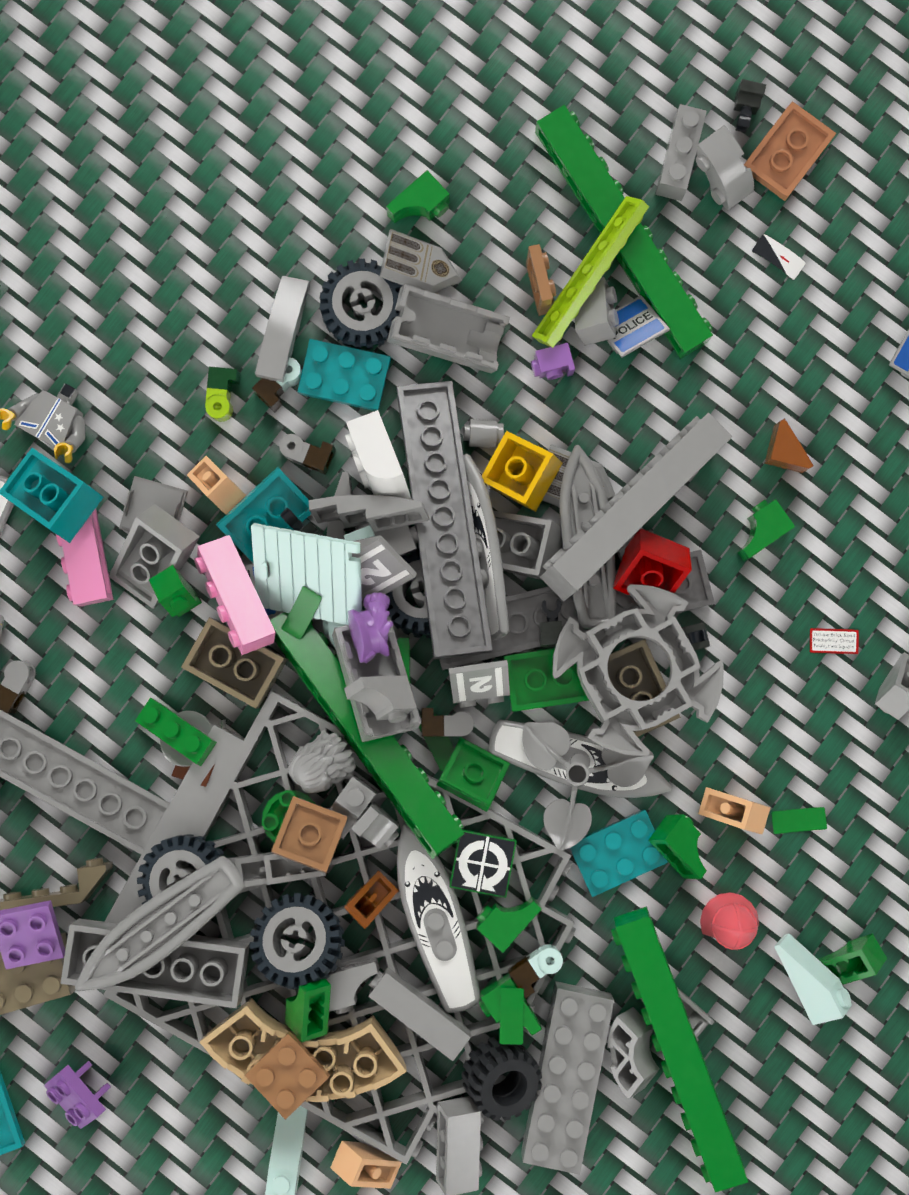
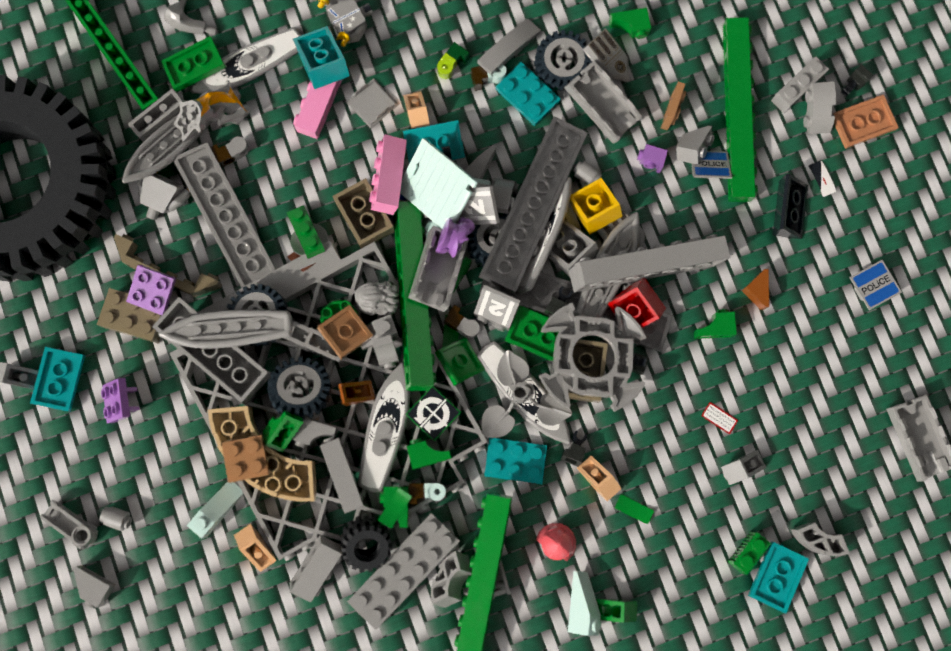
camera: 30 degrees right, 5 degrees down
(151, 547) = (356, 126): light grey slope -> none
(174, 592) = (355, 153): green arch -> none
(301, 612) = (420, 206): green sticker -> none
(306, 454) = (478, 124): leg -> none
(376, 457) = (516, 150): white brick -> none
(377, 510) = (490, 169): light grey slope -> none
(386, 696) = (438, 277): light grey arch -> none
(590, 271) = (700, 120): lime plate -> none
(677, 843) = (553, 476): green arch -> none
(686, 798) = (575, 453): none -> pearl dark grey piece
(762, 320) = (790, 207): none -> black slope

